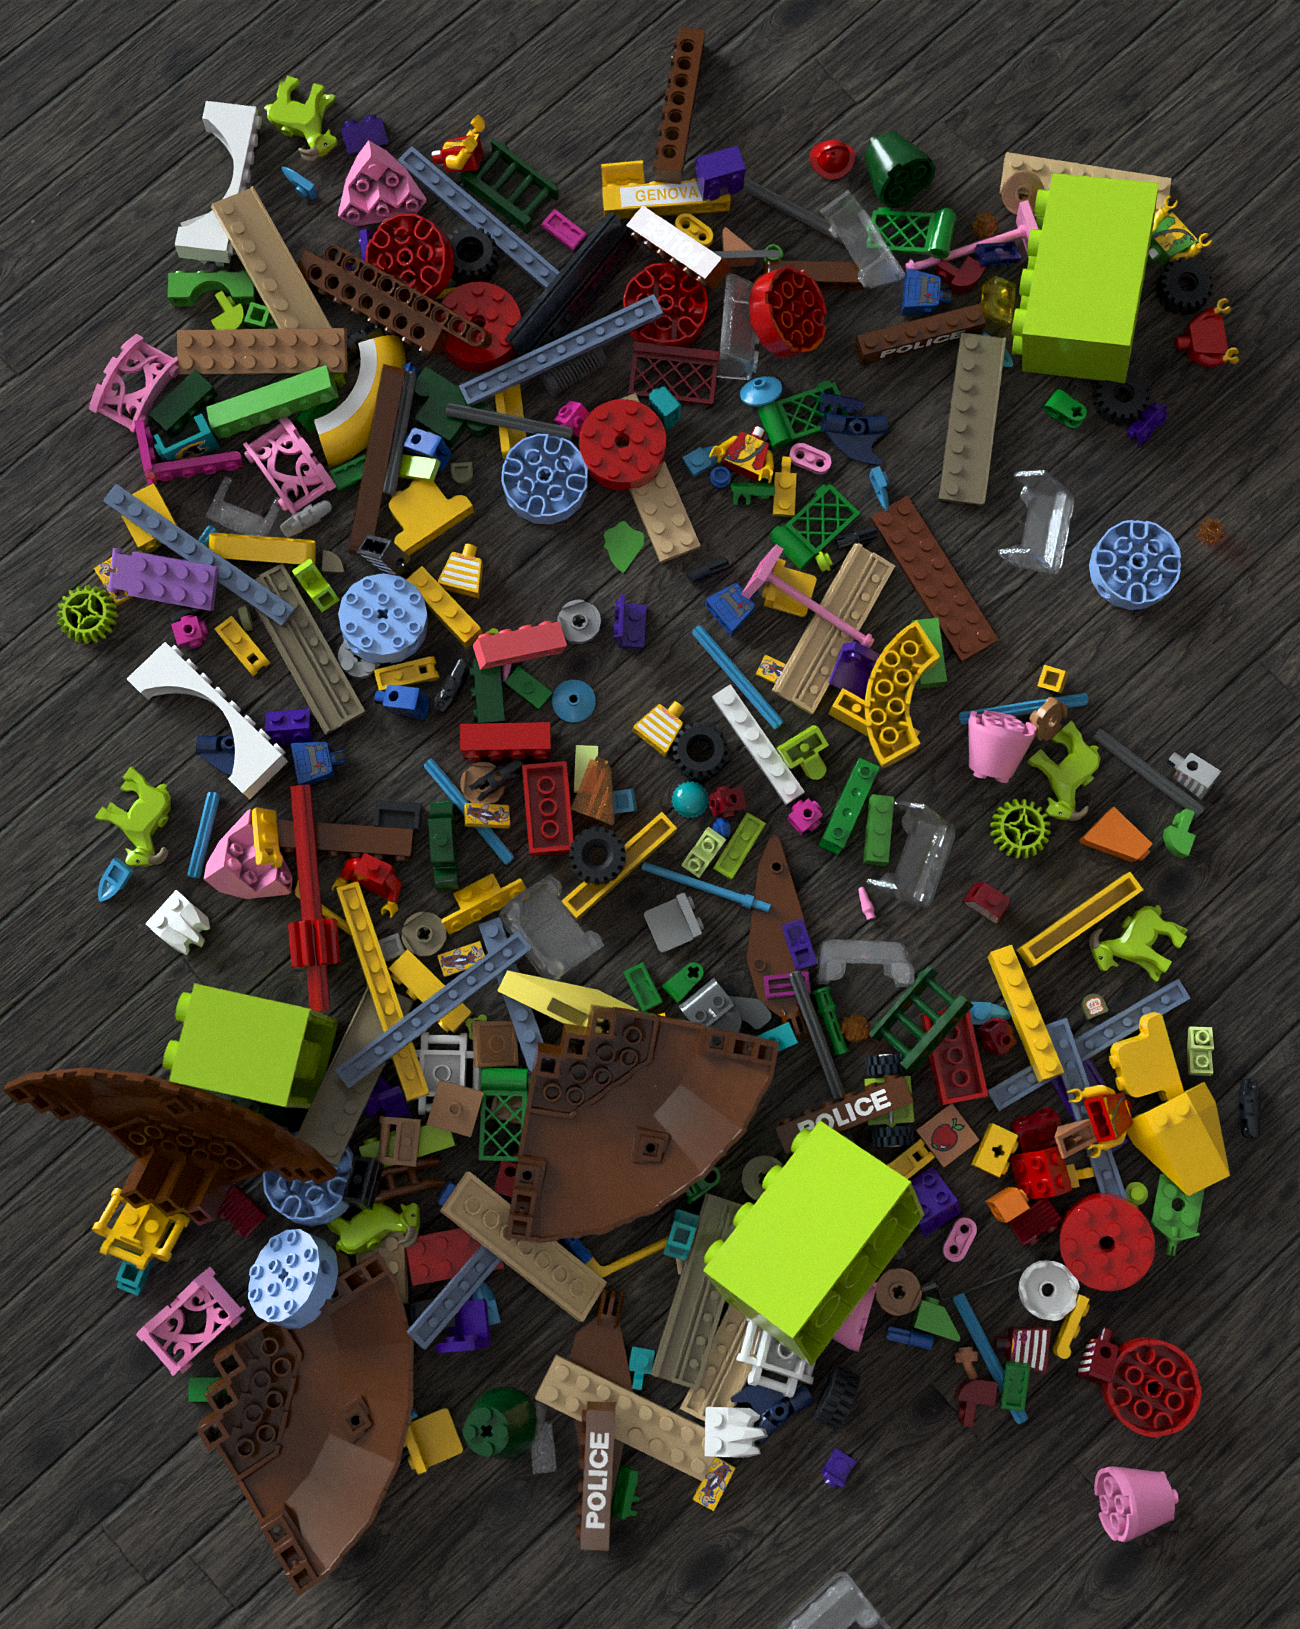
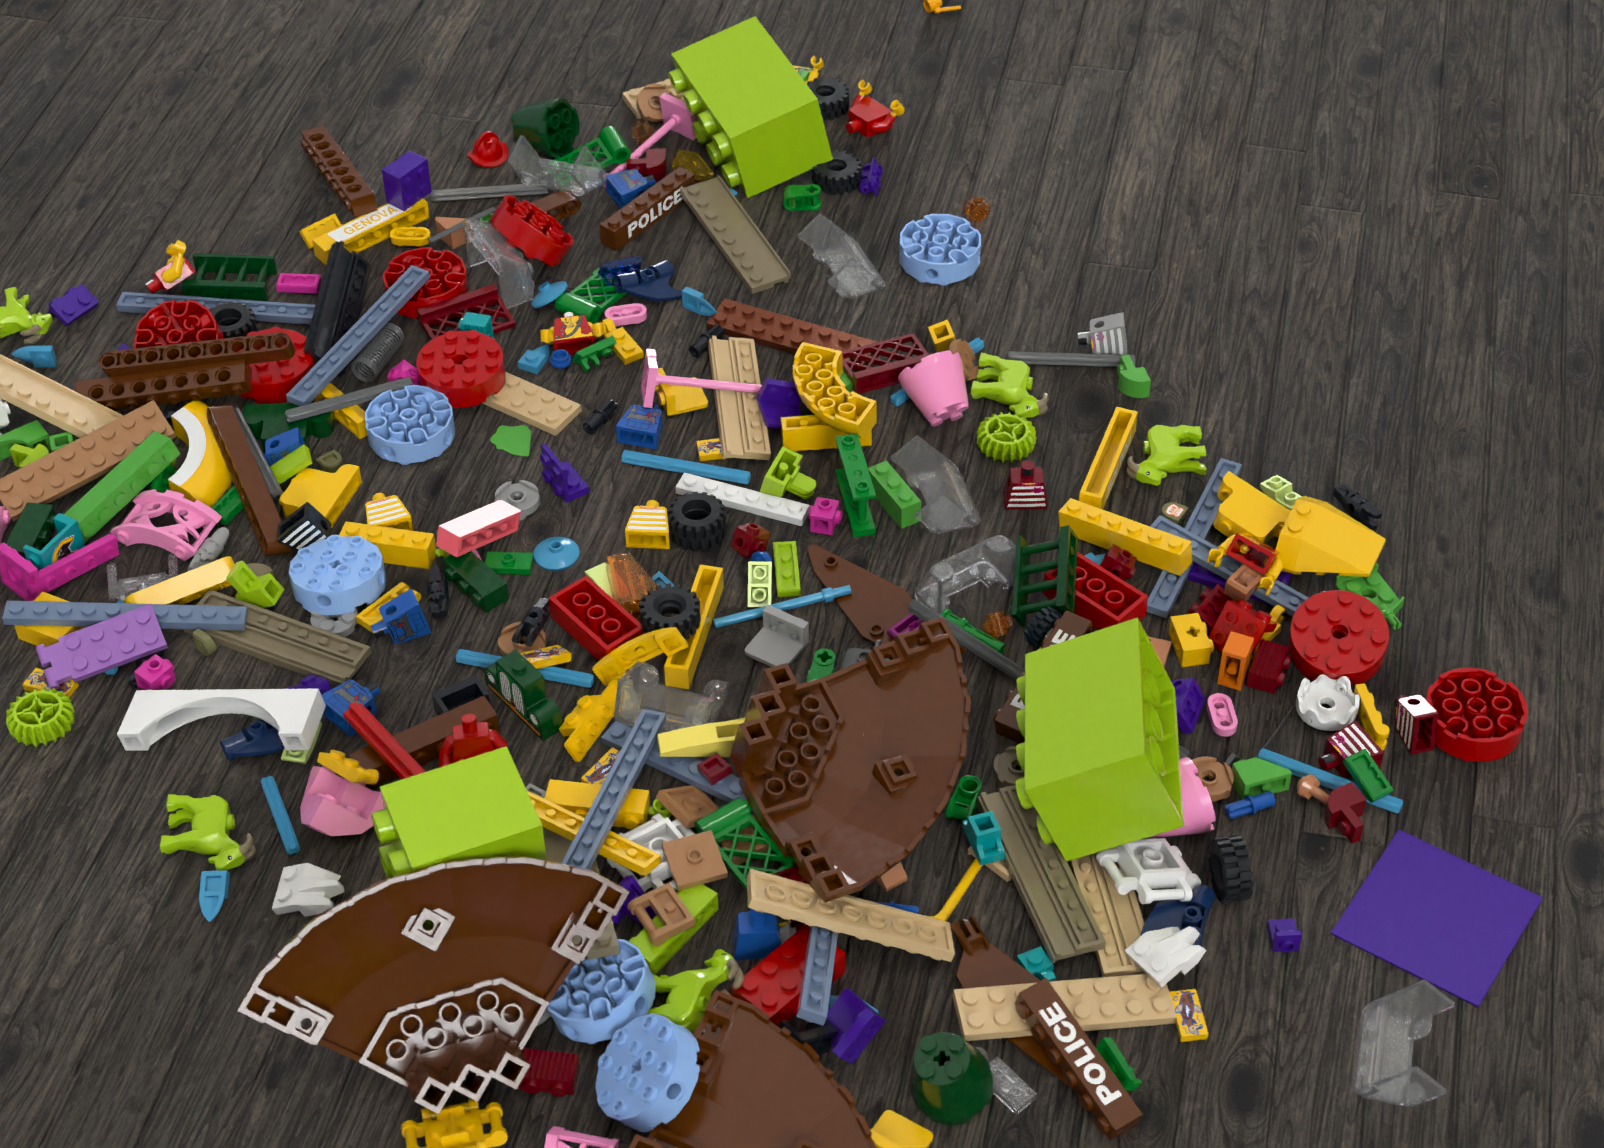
camera: 30 degrees left, 35 degrees down
(241, 645) = (214, 664): yellow plate -> none
(362, 1182) = (654, 947): black brick -> none
(378, 189) = (106, 325): bright pink brick -> none
(412, 929) = (557, 758): dark tan plate -> none
(414, 1186) = (694, 935): reddish brown piece -> none
(506, 740) = (515, 592): red brick -> none
(530, 1030) = (714, 769): none -> dark red tile
(533, 864) = (639, 649): none -> yellow slope
(678, 248) = (409, 232): brick -> none
(690, 799) = (718, 557): teal hat -> none
(797, 547) = (671, 366): green piece -> none
(799, 944) = (895, 594): dark purple slope -> none
(824, 561) = (693, 365): lime plate -> none
(866, 904) = (929, 548): bright pink piece -> none
(966, 1531) = (1437, 917): none -> dark purple piece
(980, 696) = (887, 372): none -> dark red fence
(997, 253) = (670, 140): clear blue plate -> none
(1117, 837) = (1087, 404): orange slope -> none
(1133, 1501) = (1540, 791): bright pink cone -> none

